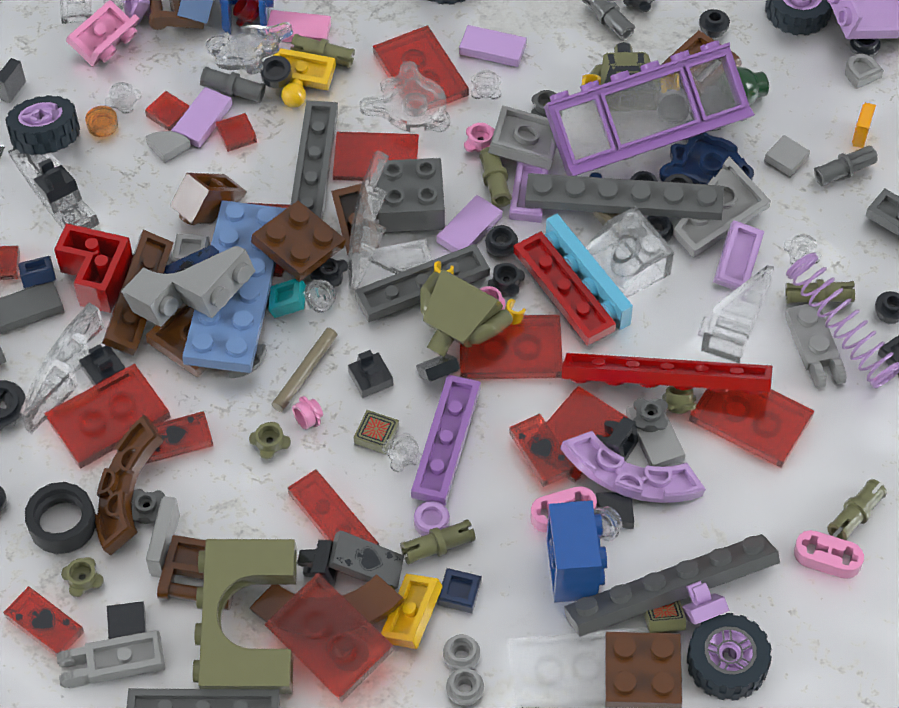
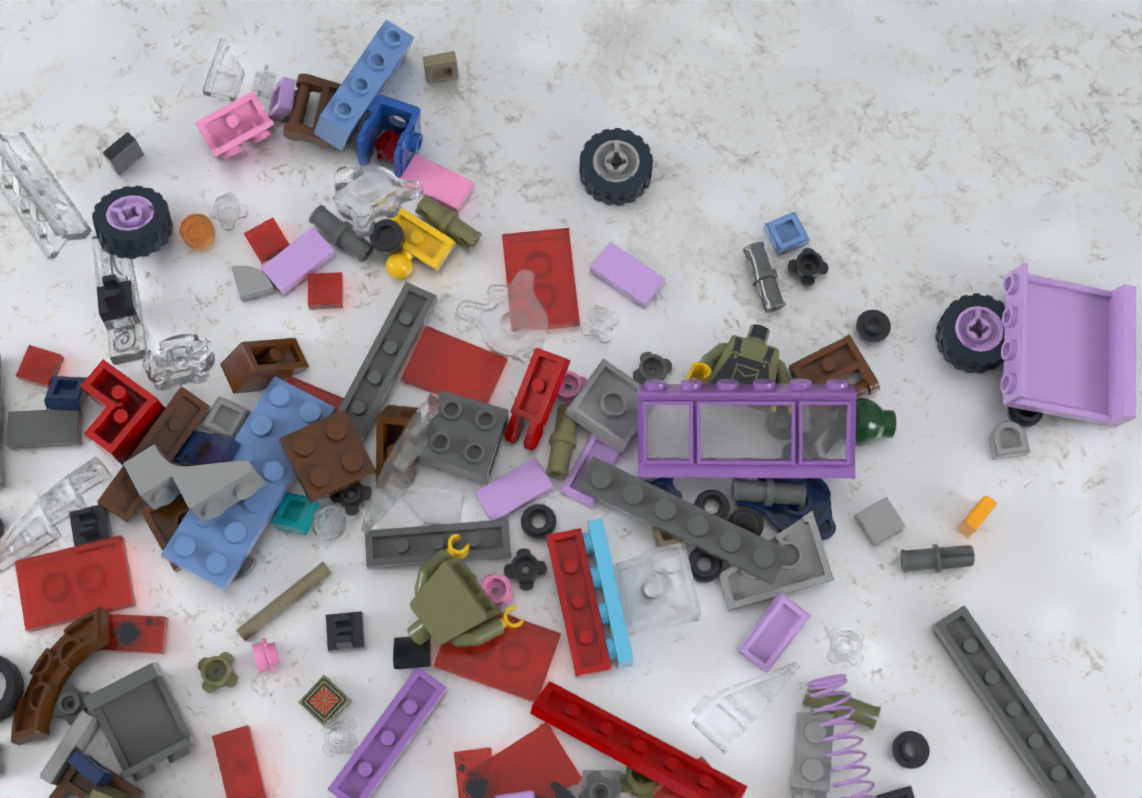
camera: 20 degrees right, 15 degrees up
(131, 213) = (179, 361): none -> clear plate
(190, 535) = (90, 768): none -> dark blue tile
(217, 492) = (141, 721): none -> dark grey panel
(459, 146) = (536, 397): none -> red hinge
(686, 155) = (768, 491): none -> dark grey pin

